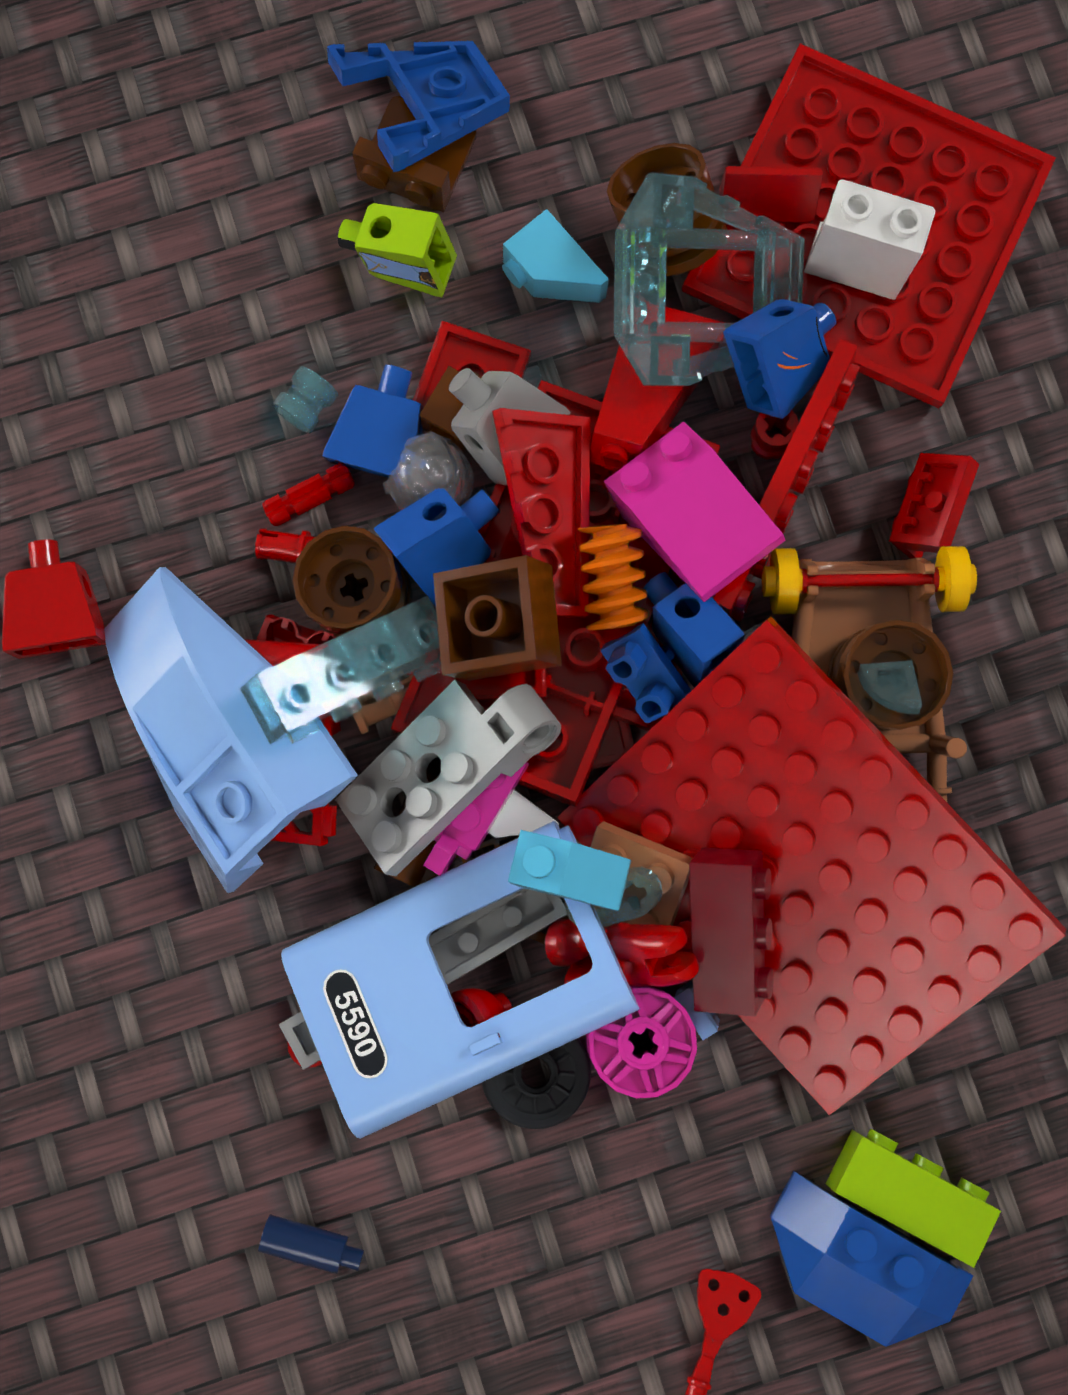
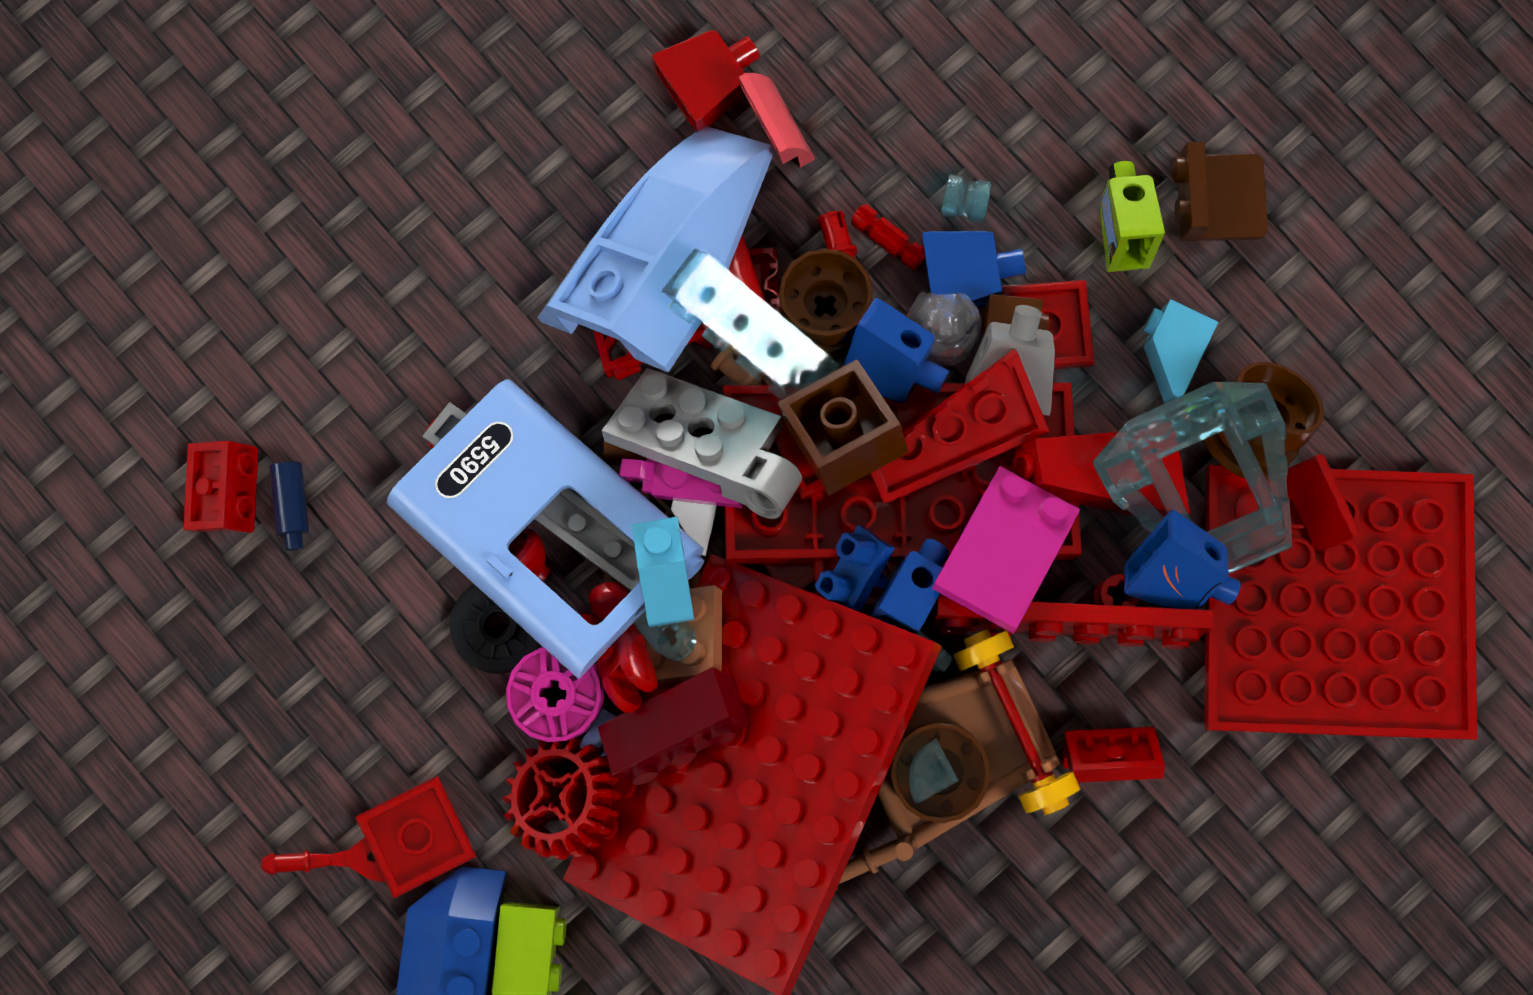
camera: 70 degrees right, 0 degrees up
(132, 552) = (775, 119): none -> coral slope
(257, 1315) = (220, 487): none -> red bracket
(442, 84) = (1285, 193): blue wing -> none
(614, 576) = (924, 509): orange piece -> none
(722, 1254) = (415, 837): none -> red tile
(786, 1068) = (583, 798): none -> red gear
(869, 239) = (1312, 598): white panel -> none

